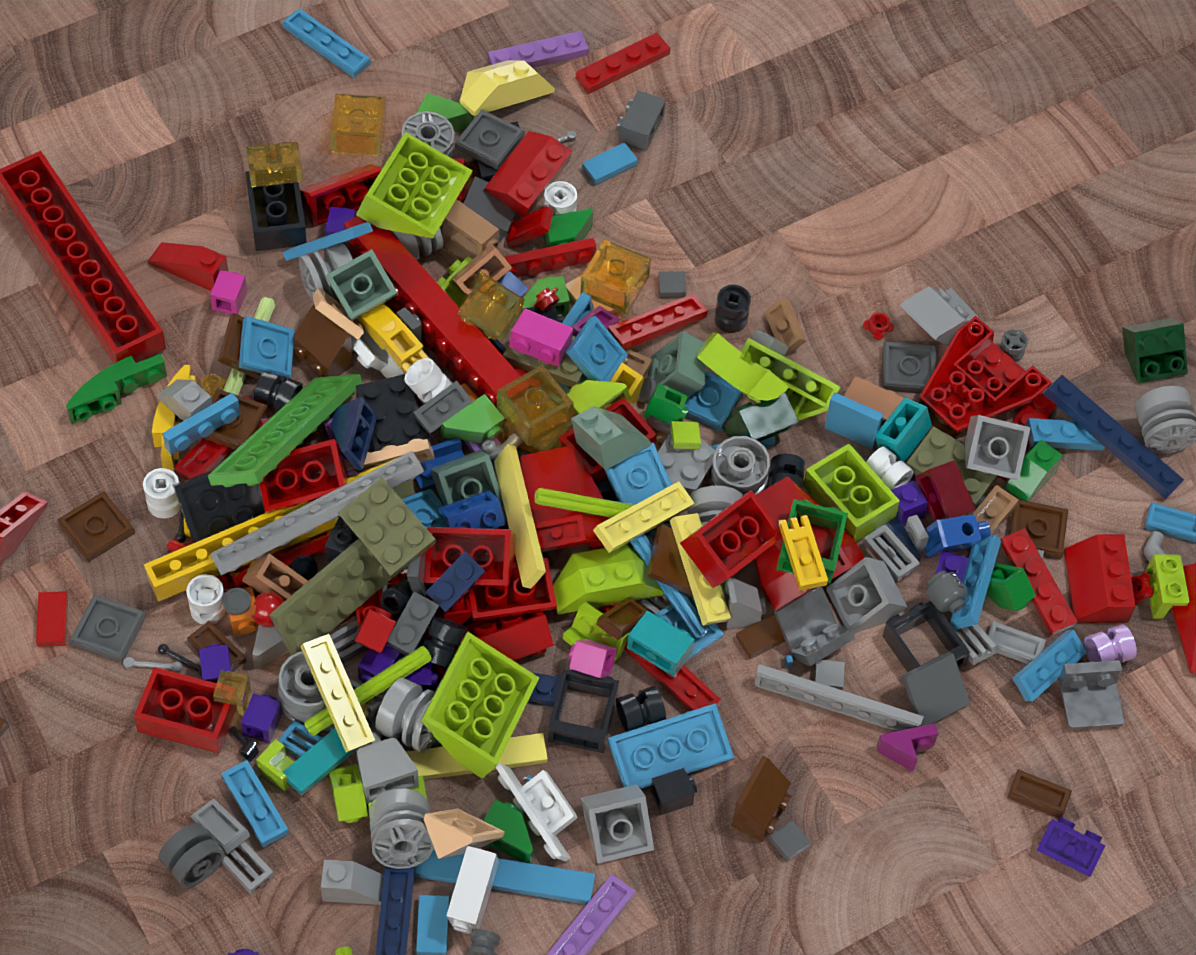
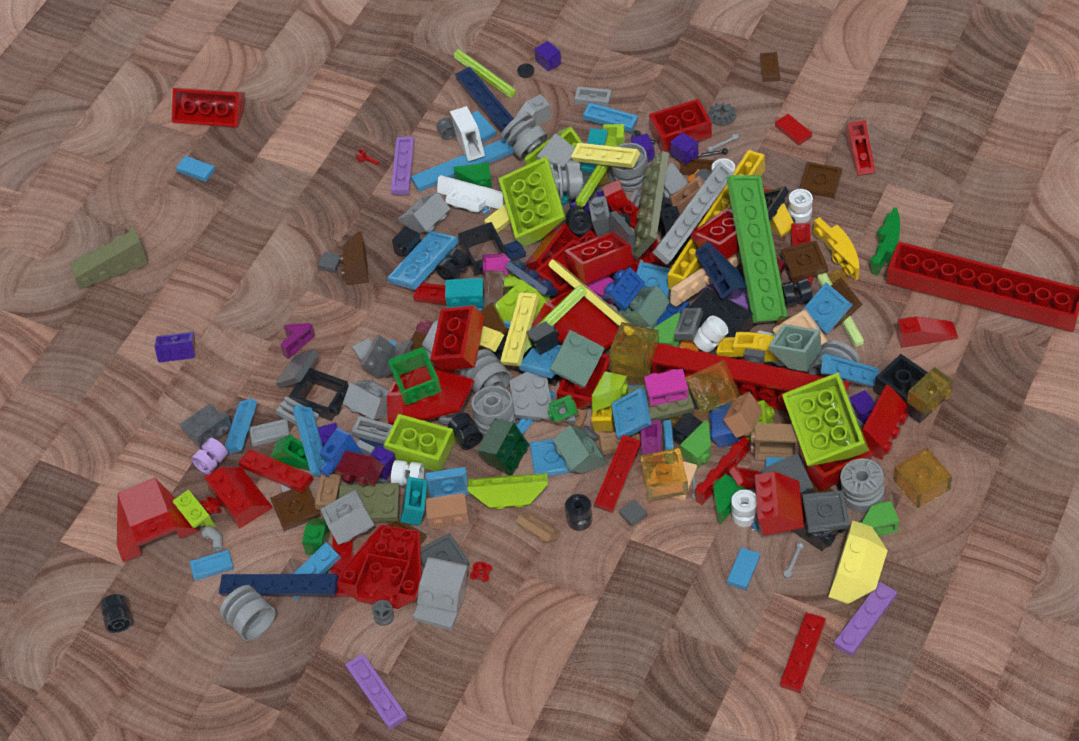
camera: 155 degrees right, 5 degrees down
(108, 628) = (763, 141): dark grey tile -> none
(111, 719) = (728, 116): none -> dark grey gear
(185, 398) = (833, 241): light grey slope -> none
(191, 855) = (615, 74): dark grey wheel -> none
(201, 424) = (810, 235): dark azure plate -> none
(221, 825) = (617, 99): light grey tile -> none
(228, 292) = (884, 328): dark pink brick -> none
(233, 689) = (661, 136): clear yellow panel -> none
(265, 605) = (680, 176): red piece -> none
(326, 43) = (1008, 529): dark azure tile -> none
(387, 527) = (645, 216): olive plate -> none
(455, 830) = (491, 144): light nougat slope -> none
(456, 582) = (593, 235): dark blue plate -> none
(546, 299) = (690, 427): red plate -> none
(569, 595) = (532, 277): none -> dark blue plate
(625, 487) = (543, 337): none -> black brick
(641, 120) = (748, 609): dark grey brick -> none
(685, 435) = (538, 401): lime tile -> none
(733, 658) = (424, 327): none -> clear pink piece
(746, 377) = (531, 455): lime brick -> none
(770, 342) = (538, 506): light grey tile -> none
(803, 553) = (409, 349): yellow hinge -> none
(835, 699) = (351, 335): light grey tile -> none
(946, 592) = (321, 413): dark grey head -> none
(1039, 793) = (208, 364): reddish brown tile -> none
(1070, 275) = (376, 692): none -> medium lavender plate
(1156, 349) = (285, 671): dark green slope -> none

